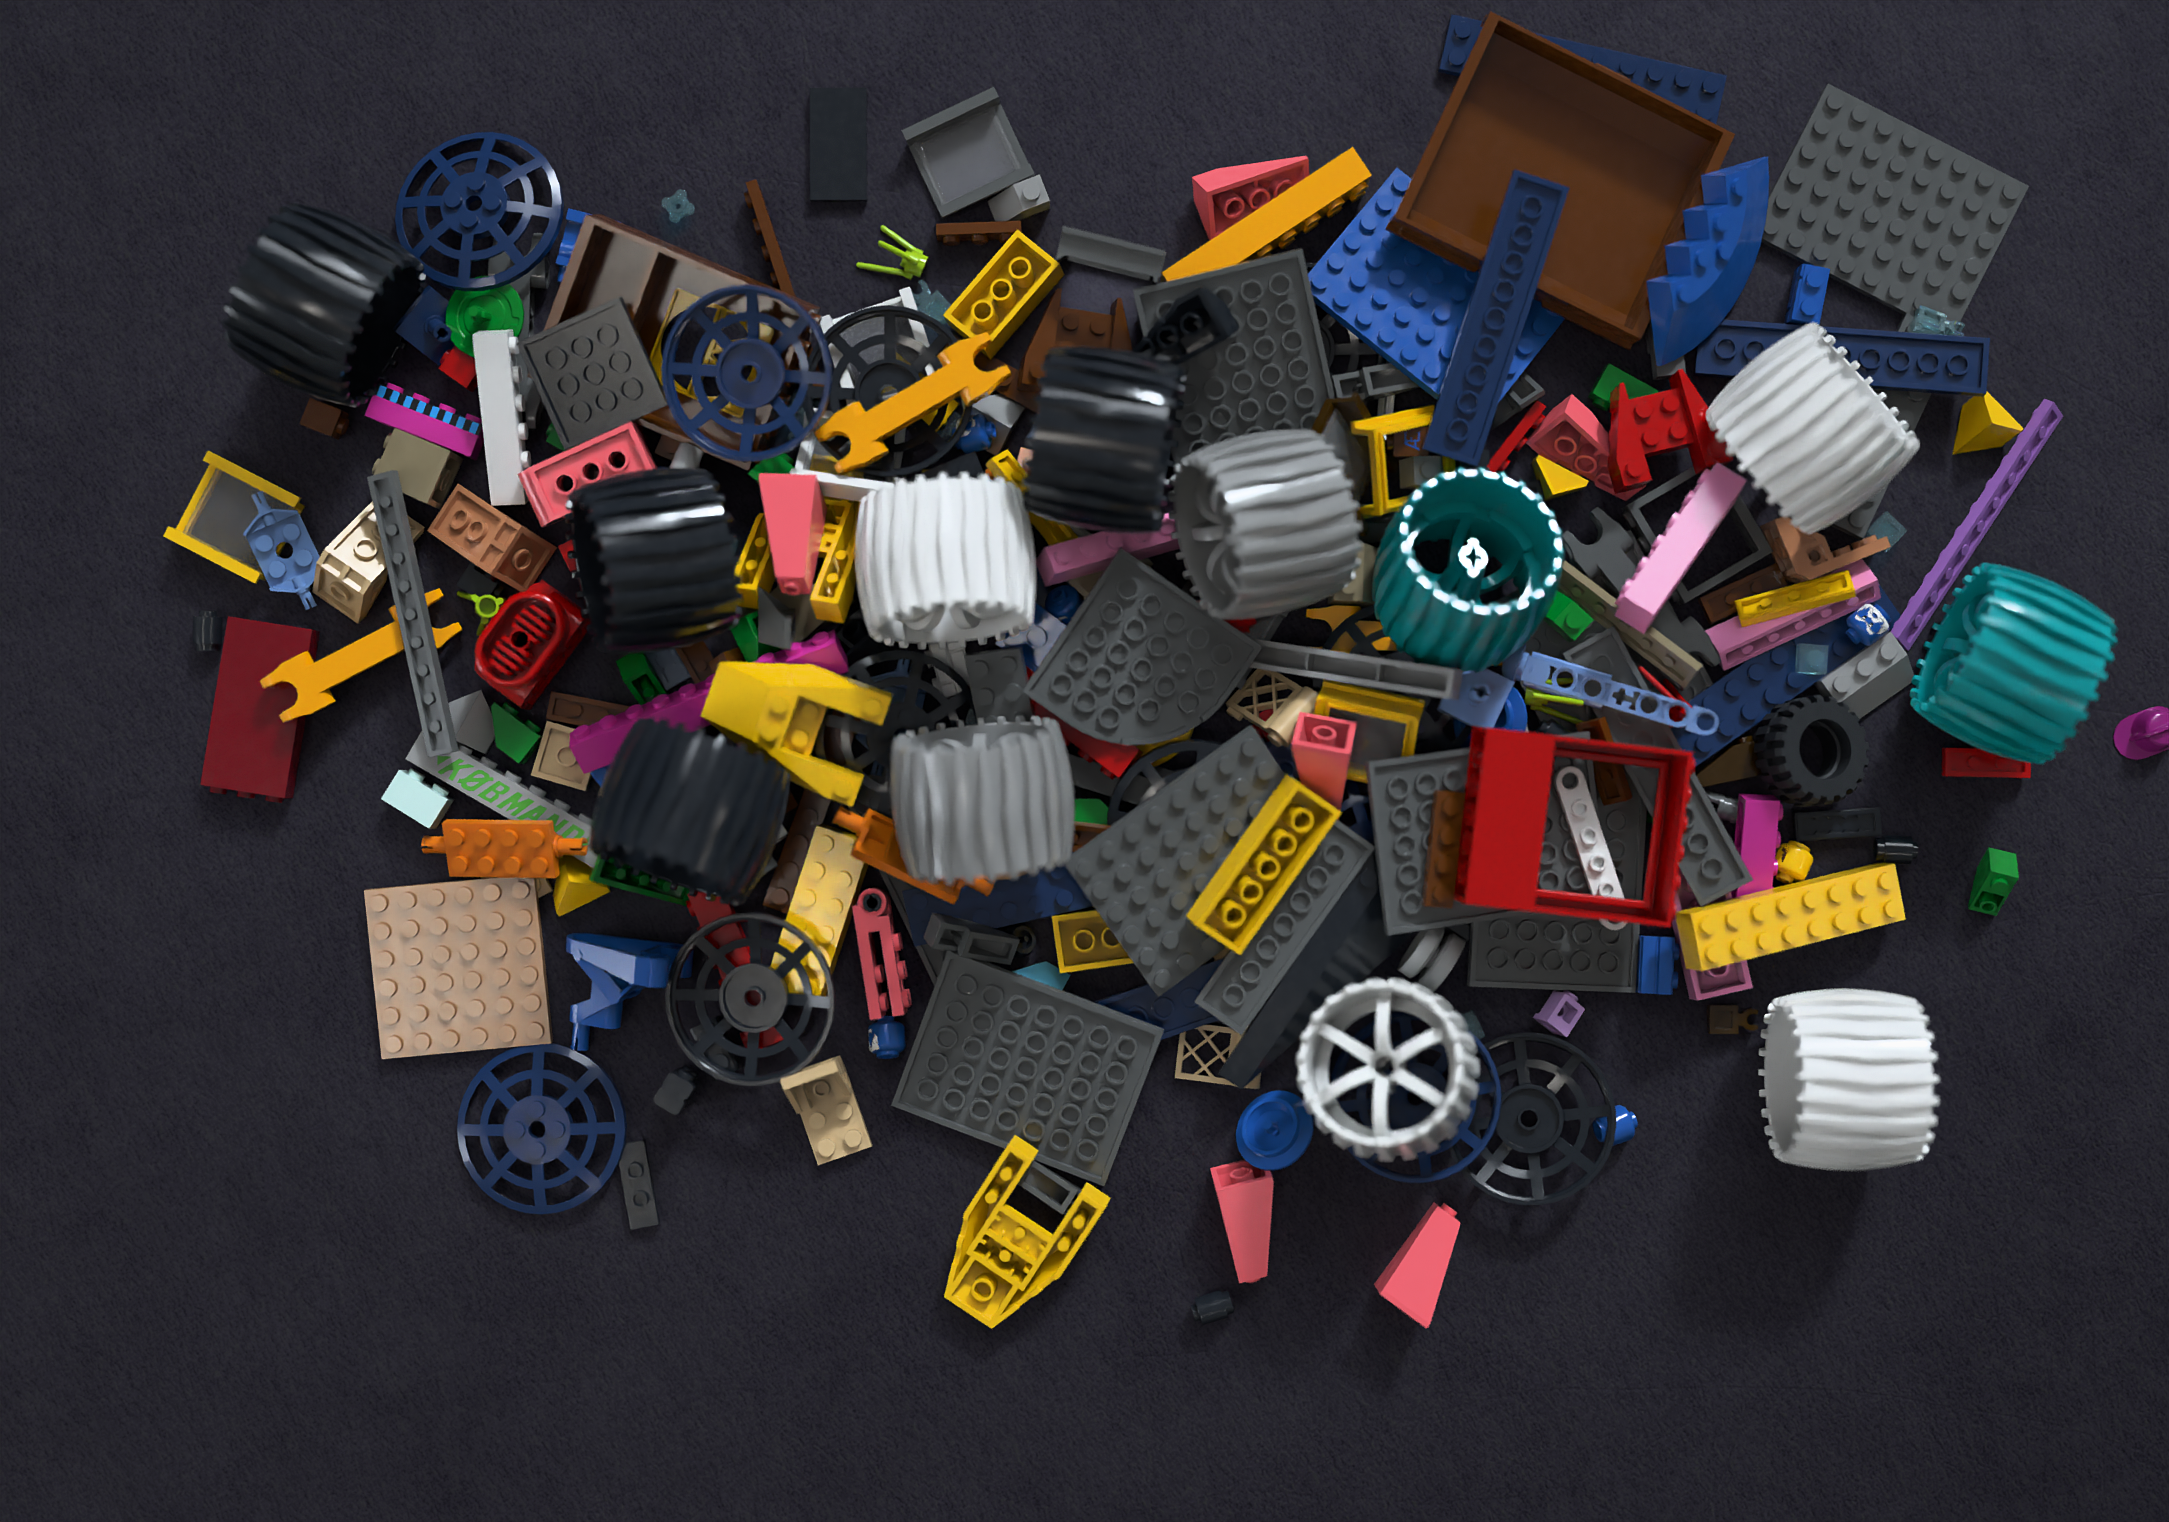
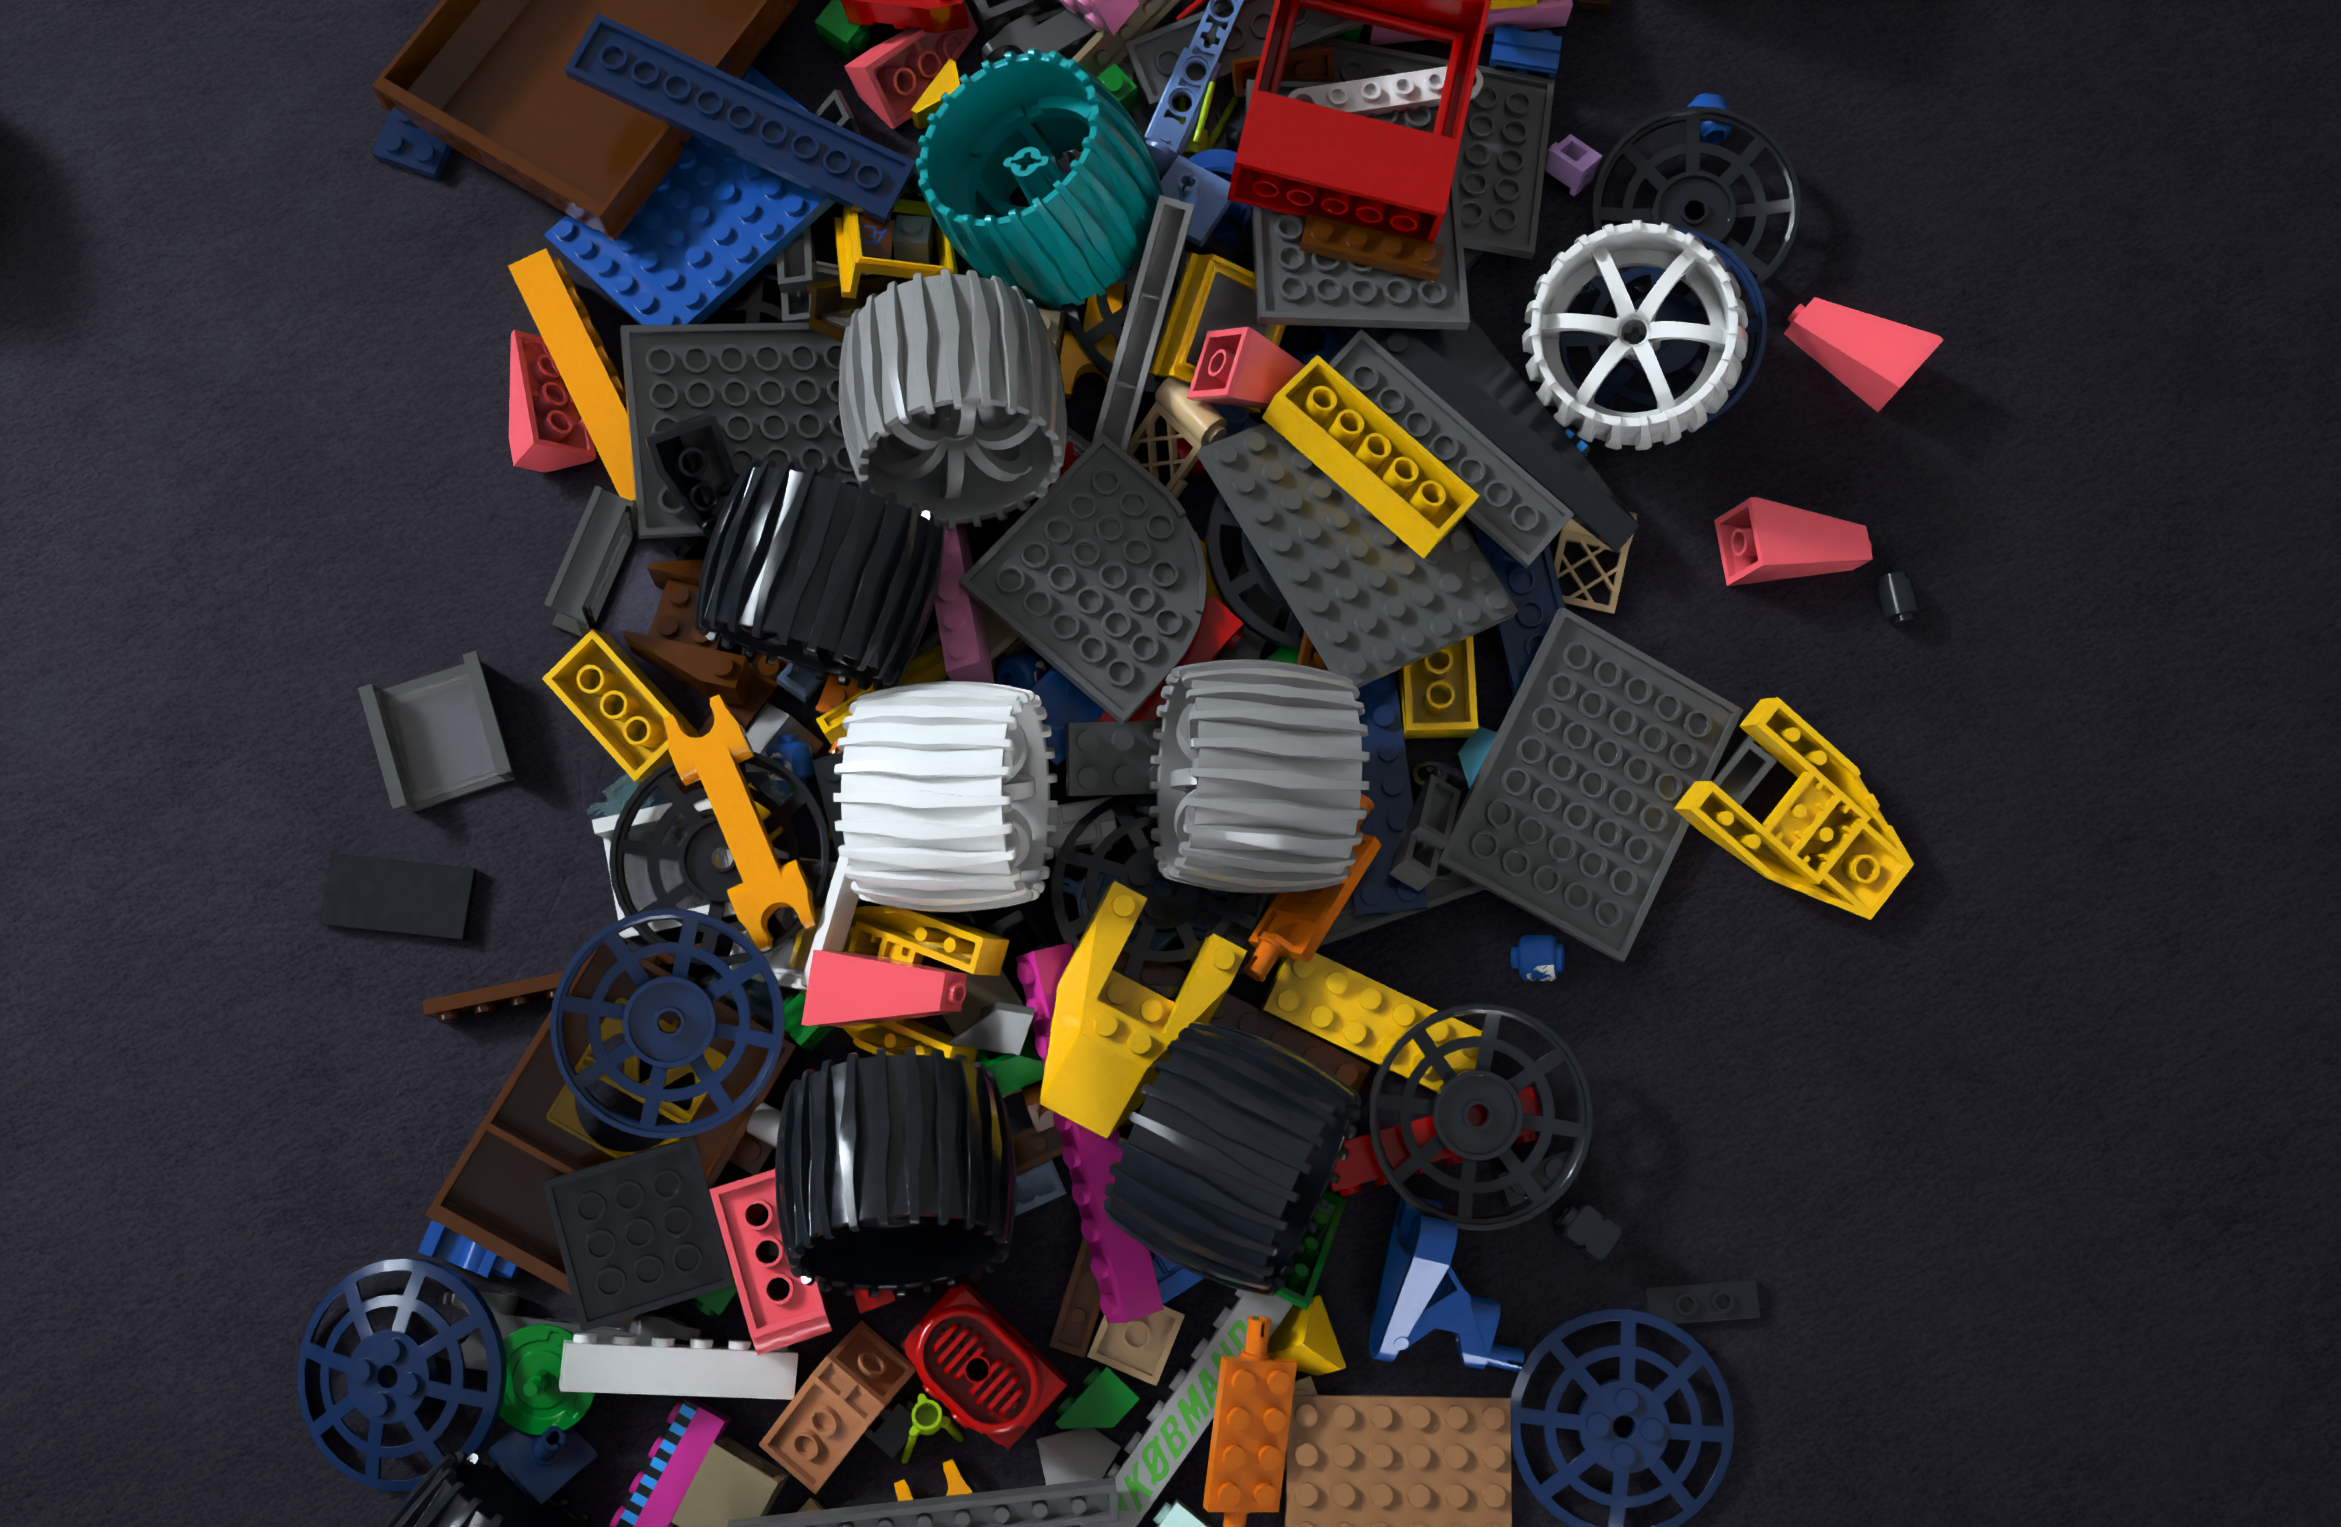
camera: 90 degrees left, 10 degrees down
(460, 368) = (606, 1421): red brick -> none
(640, 677) = (1046, 1223): green slope -> none
(681, 213) = (451, 1112): clear light blue plate -> none
(828, 1109) = (1626, 1040): tan bracket -> none
(873, 919) = (1390, 948): coral hinge -> none
(912, 259) = (561, 818): lime plant -> none
(976, 232) = (538, 734): reddish brown plate -> none
(1020, 200) = (508, 677): light grey slope -> none
(1274, 1130) = (1689, 498): blue piece -> none
(1431, 956) = (1497, 292): light grey wheel -> none
(1516, 438) = (877, 130): red plate -> none

